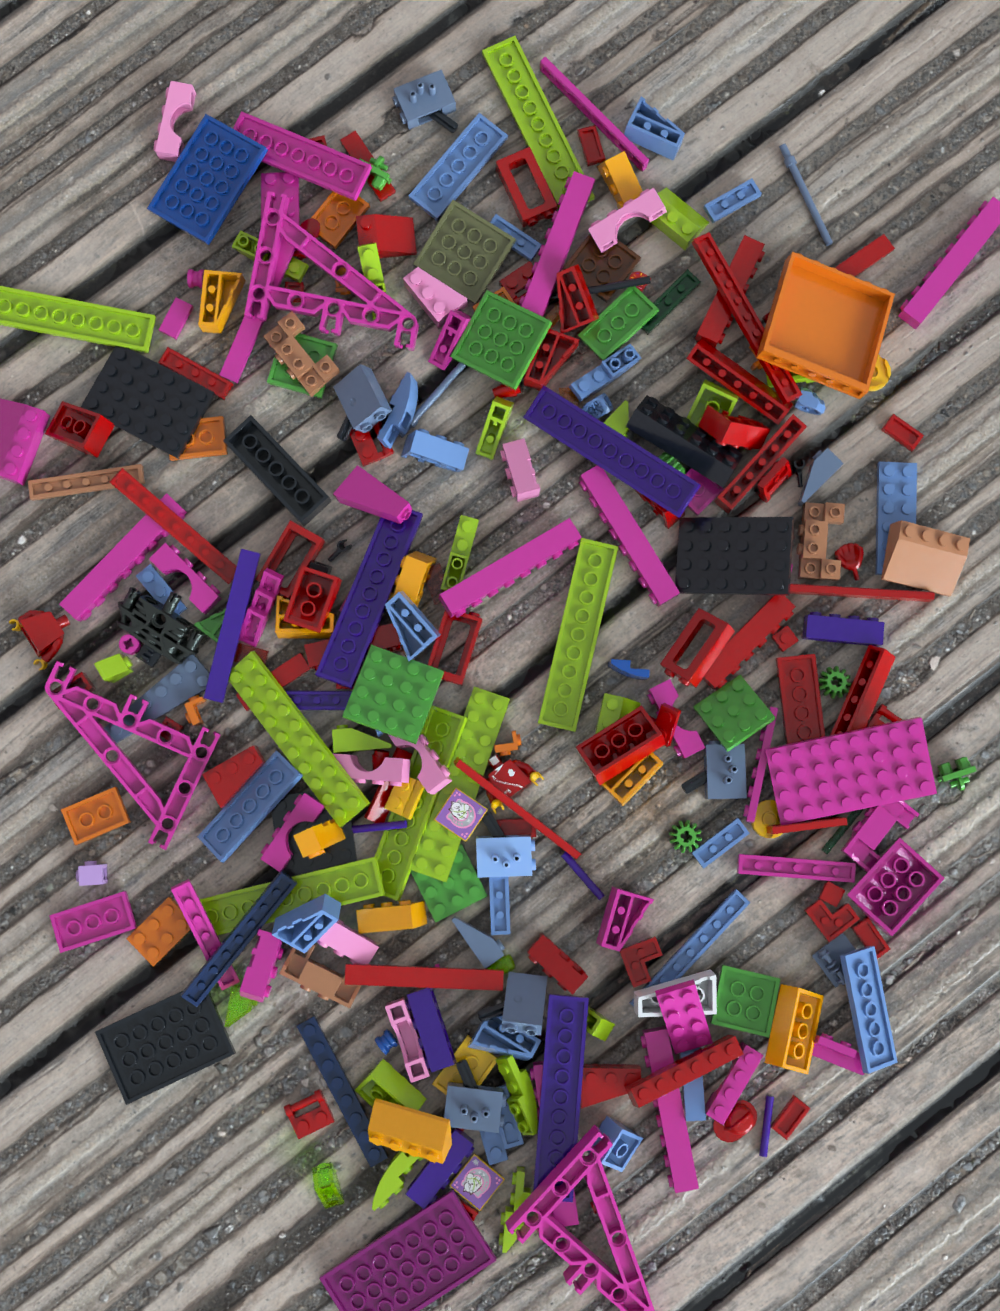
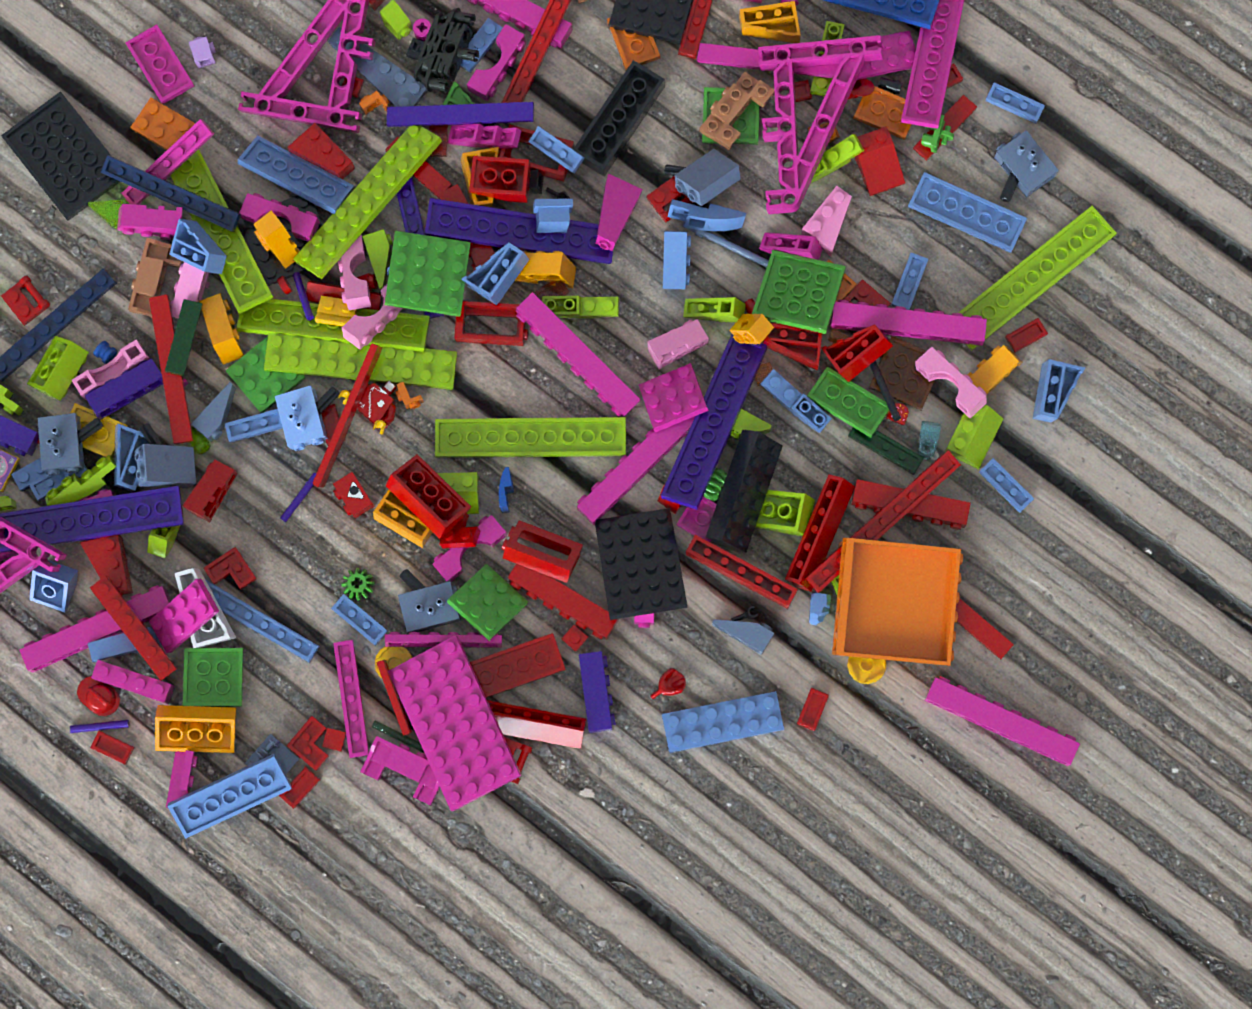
camera: 85 degrees right, 5 degrees down
(95, 816) = (256, 41): orange plate -> none
(296, 538) = (556, 149): none -> medium blue plate
(311, 206) = (890, 85): none -> black pin
(361, 94) = (1015, 103): none -> medium blue plate
(362, 843) = (284, 285): none -> red tile
(364, 556) = (552, 215): none -> medium blue plate
(396, 956) = (183, 337): none -> dark green tile
(410, 1131) = (27, 389): light orange slope -> none
(460, 814) = (329, 365): tile -> none
(464, 251) = (881, 238): olive plate -> none
(527, 216) = (948, 307): red piece -> none
(528, 392) = (751, 329): none -> light orange brick
(575, 486) = (673, 397): none -> dark pink plate
(593, 114) = (1057, 328): dark pink tile -> none
(595, 821) = (353, 495): none -> red brick
(598, 406) = (759, 402): medium blue rock -> none
(620, 917) = (271, 541): dark pink wedge -> none
(669, 257) = (928, 437): none -> clear light blue piece
(733, 430) = (765, 536): red wedge -> none
(774, 478) = (729, 588): red plate -> none
(790, 163) = (1062, 534): sand blue bar -> none
(814, 541) = (679, 643): nougat bracket -> none
(833, 674) = (535, 694): bright green gear -> none
(856, 592) = (636, 696): red tile -> none
(895, 887) = (353, 795): dark pink slope -> none
(924, 557) = (685, 754): slope -> none
(964, 768) = (477, 825): bright green hips -> none

